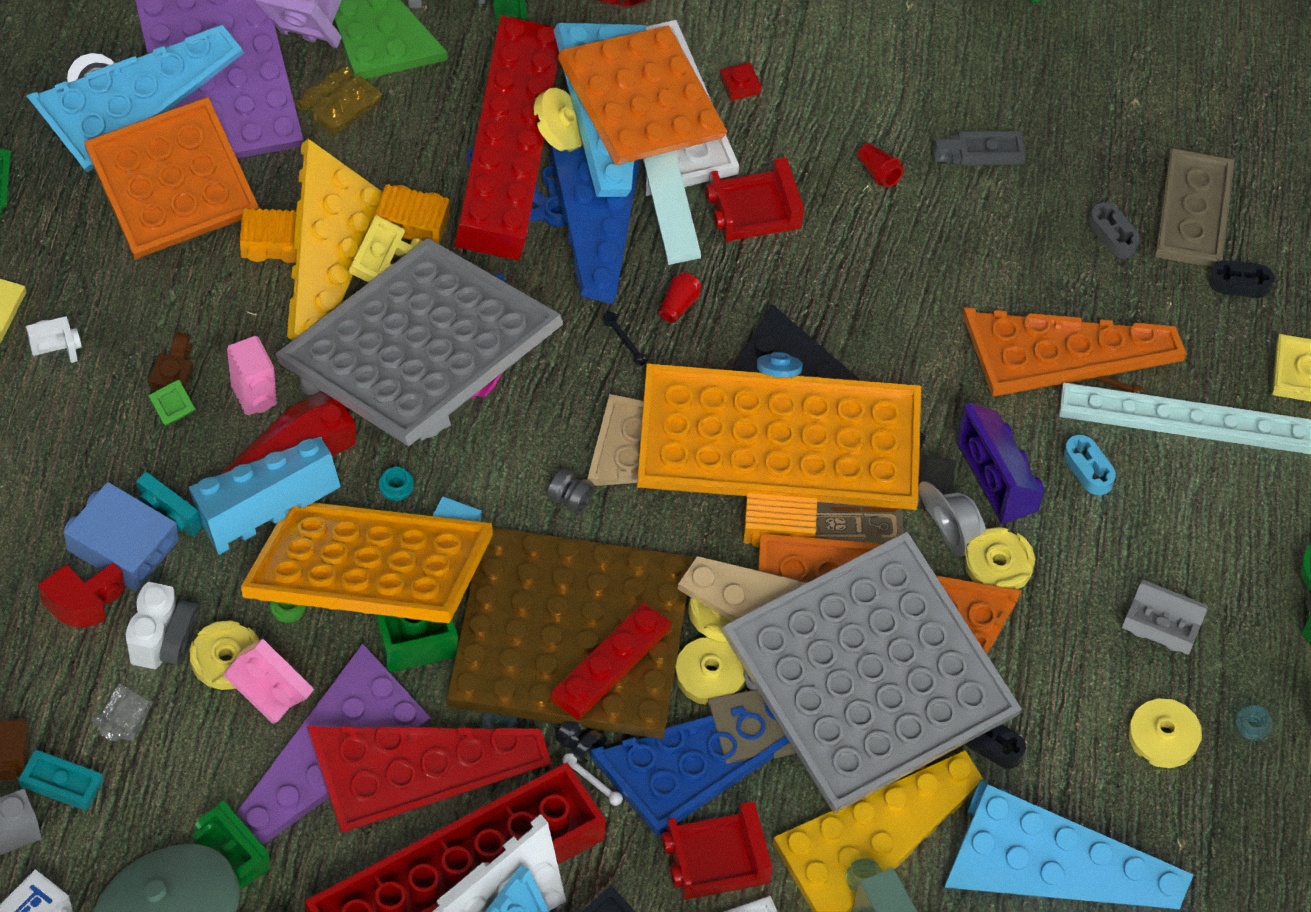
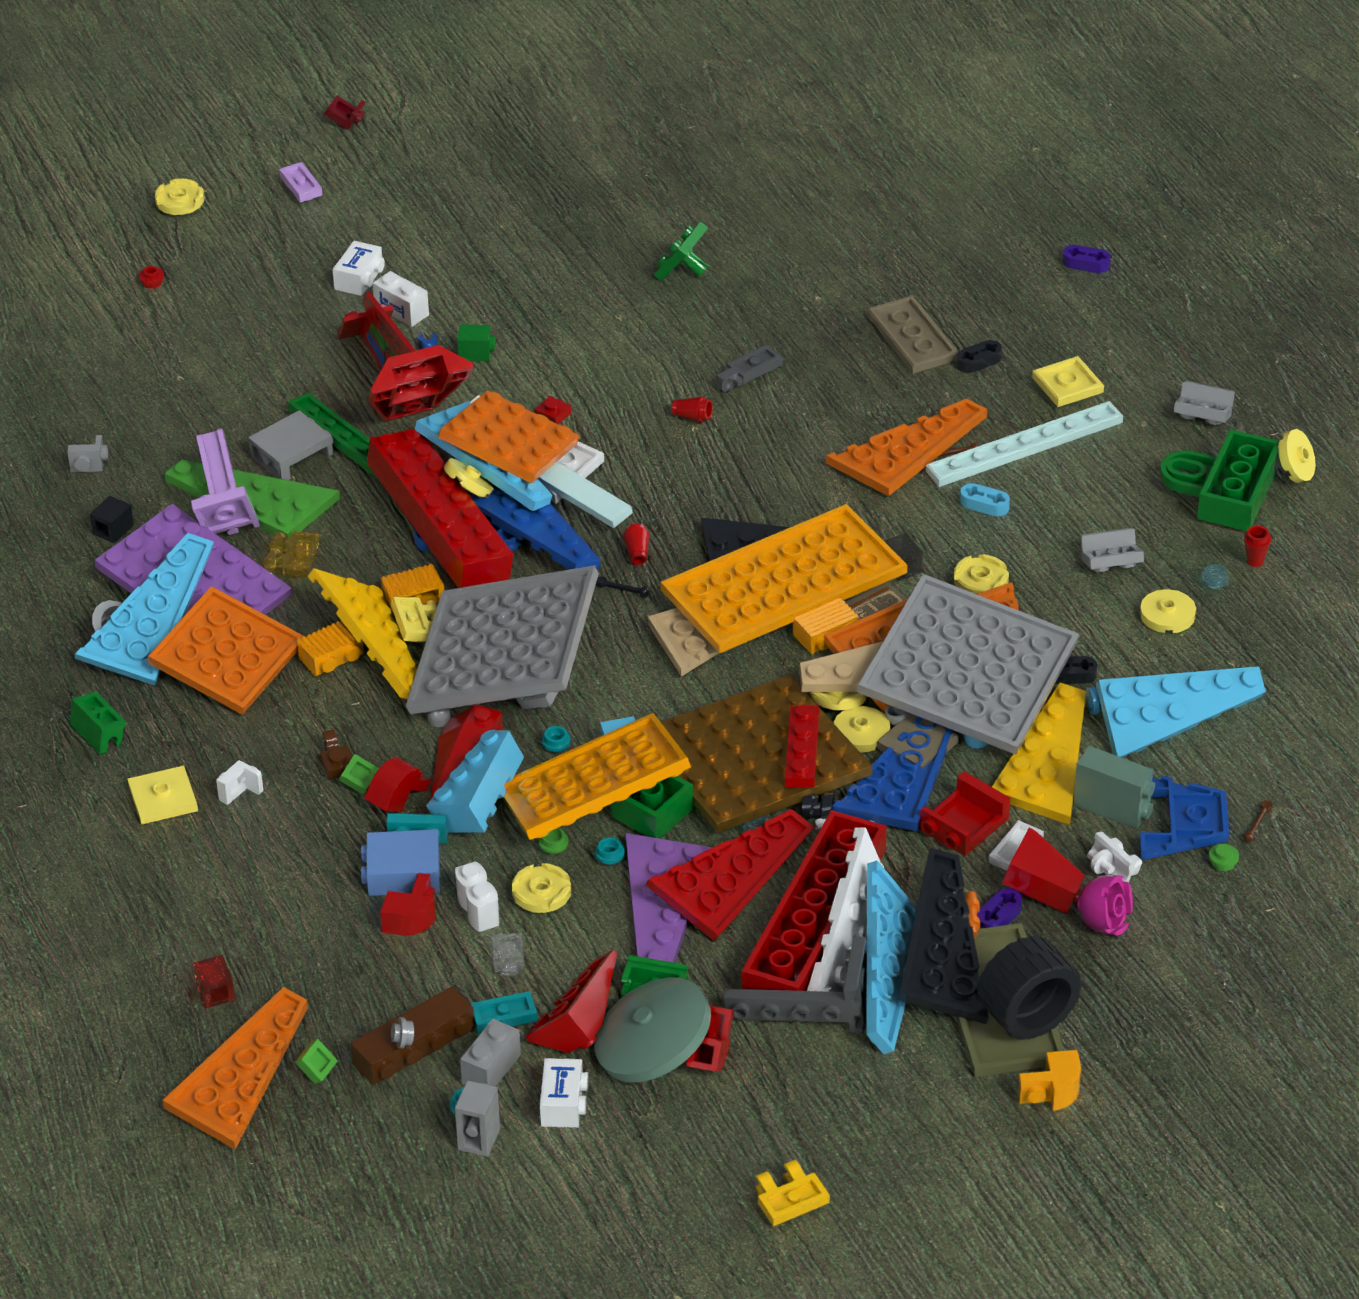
camera: 30 degrees left, 15 degrees down
(117, 838) = (578, 1011): none -> red wedge
(180, 632) = (505, 898): dark grey beam -> none
(187, 437) = (394, 783): none -> red brick
(252, 375) = (403, 725): bright pink brick -> none
(267, 680) = (590, 876): bright pink bracket -> none
(329, 646) = (609, 851): none -> teal plate
(570, 491) = (683, 681): flat silver wheel -> none
(756, 203) = (635, 468): red panel -> none
(779, 365) = (744, 539): dark azure piece -> none
(861, 869) = (1066, 773): clear light blue plate -> none
(954, 515) = (932, 560): light grey piece -> none
(998, 464) = (931, 525): dark purple slope -> none
(1111, 231) = (875, 370): dark grey beam -> none

